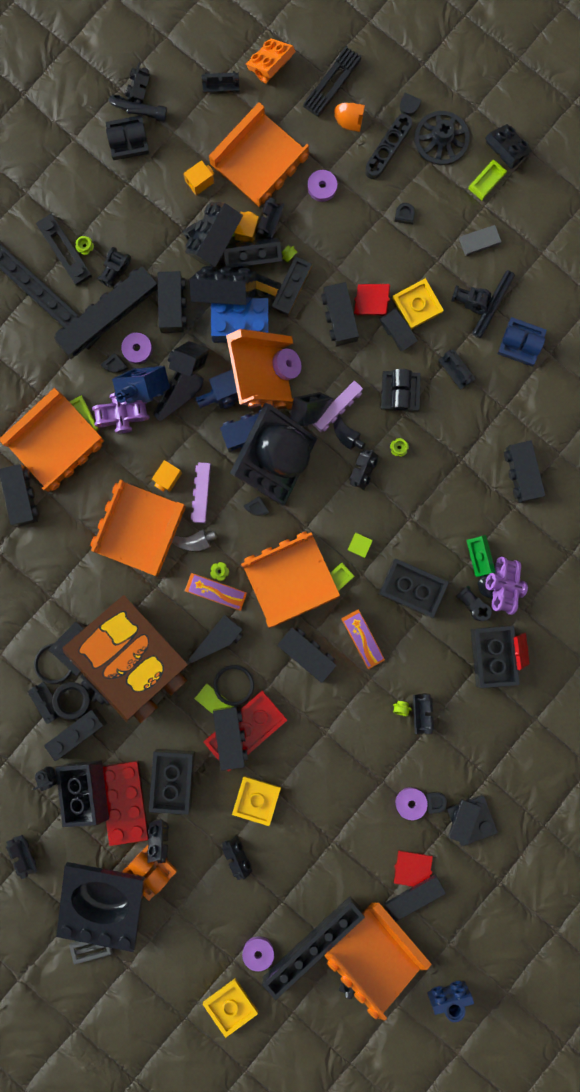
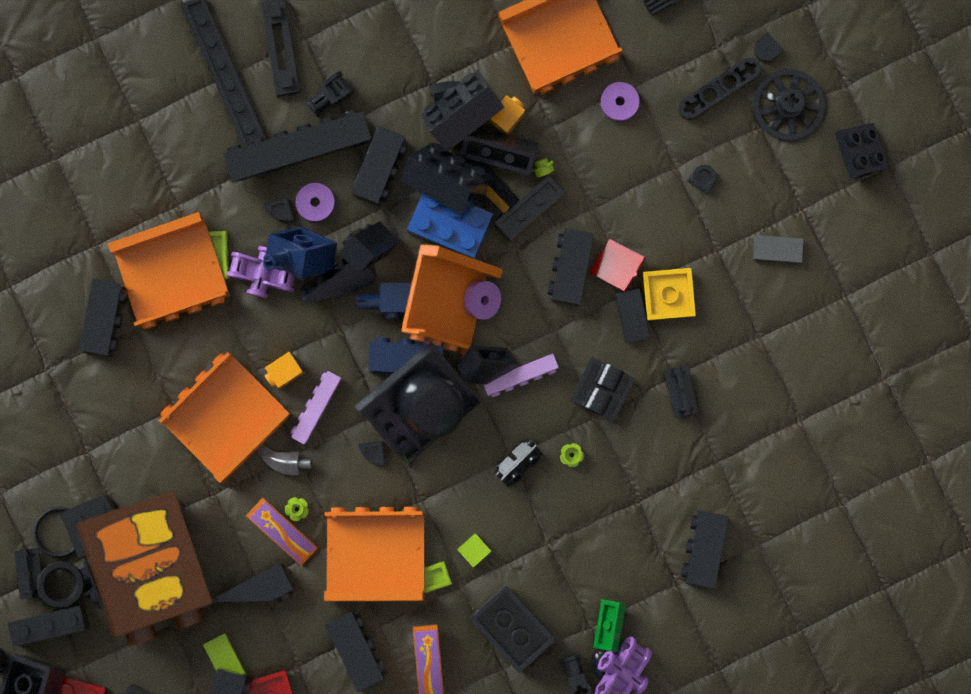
camera: 25 degrees right, 0 degrees up
(81, 241) = (302, 48): lime plate -> none
(199, 177) = (477, 30): light orange brick -> none
(251, 685) = (253, 672): black tyre -> none
(267, 226) = (532, 124): black hinge -> none
(346, 435) = (516, 414): black bar -> none
(349, 115) = (688, 32): orange brick -> none
(472, 298) = (736, 316): black connector -> none
(487, 180) = (820, 179): lime tile -> none
(493, 304) = (759, 333): black axle -> none
(522, 341) = (772, 393): dark blue plate -> none

